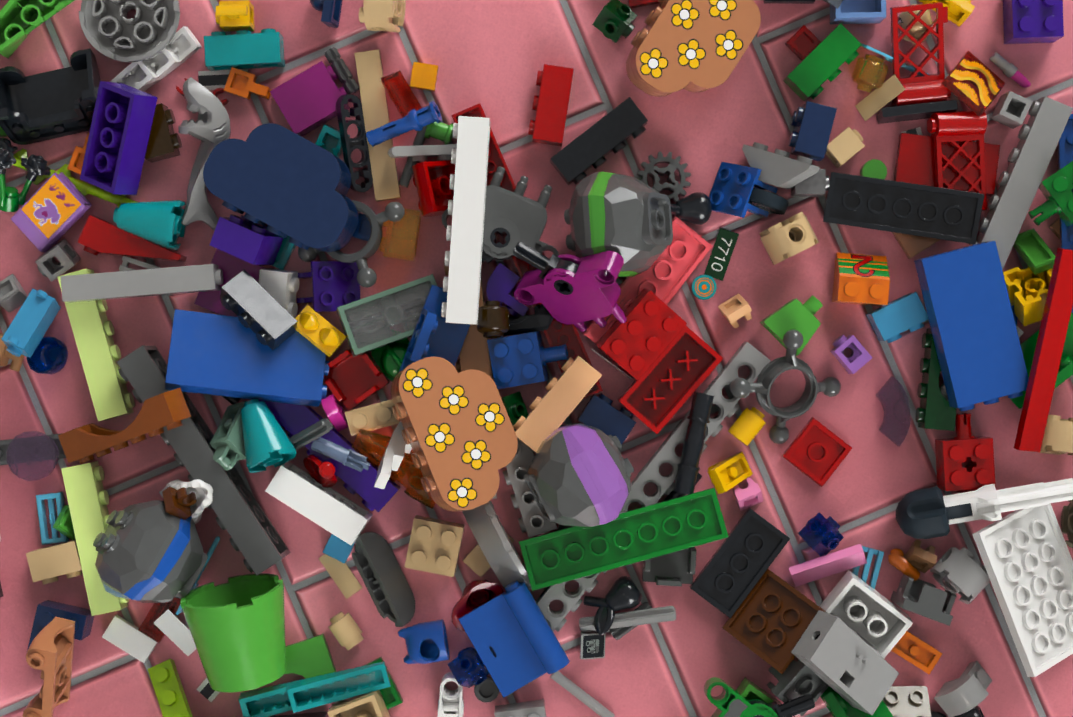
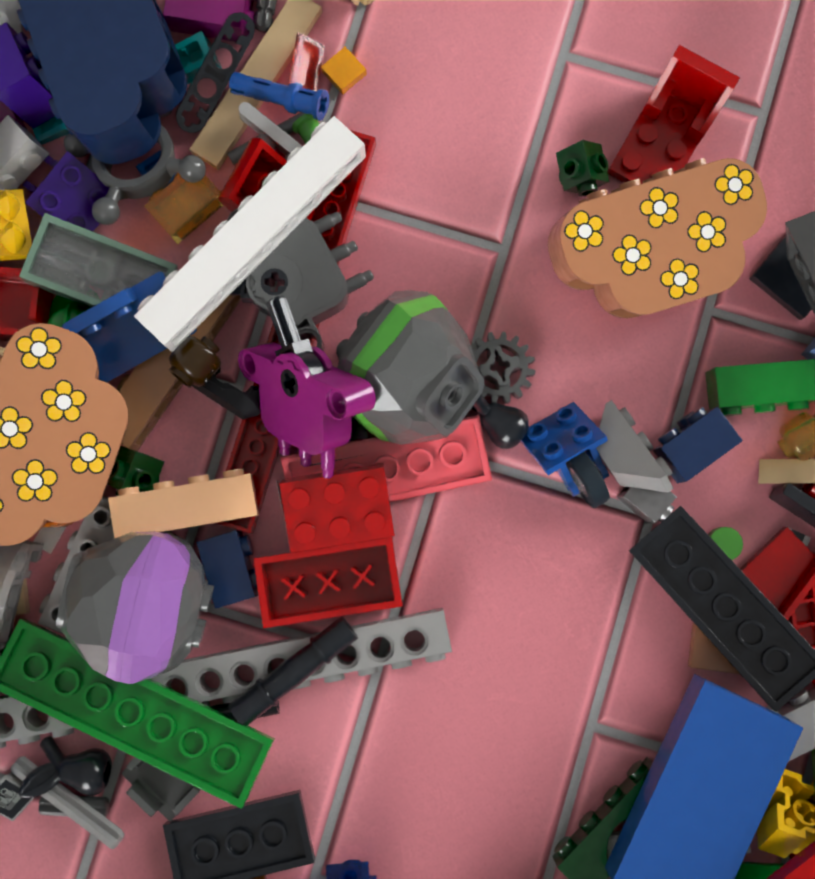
camera: 40 degrees right, 5 degrees down
(499, 289) = (234, 336): dark purple brick -> none
(522, 359) = (193, 430): blue brick -> none
(551, 105) = (447, 200): red brick -> none
(599, 141) = (466, 275): black brick -> none
(703, 287) = (447, 515): teal tile -> none
(721, 254) = (494, 496): dark green sticker -> none
(729, 472) = (308, 734): yellow slope -> none
(735, 309) = (460, 565): light nougat tile -> none
(741, 387) = (493, 732): dark grey piece -> none
(747, 425) = (370, 700): yellow brick -> none
(749, 496) = (307, 777): bright pink tile -> none
(788, 238) = (578, 536): tan brick -> none
(794, 317) = (510, 633): bright green torso -> none
(802, 42) = (757, 348): red tile -> none
(816, 452) = (421, 791): red tile -> none
(844, 146) = (714, 490): tan brick -> none
(858, 357) = (544, 728): medium lavender brick -> none
(861, 279) = (619, 646): orange slope -> none
(896, 411) = (542, 819): clear purple tile -> none
(898, 317) = (626, 719): dark azure brick -> none

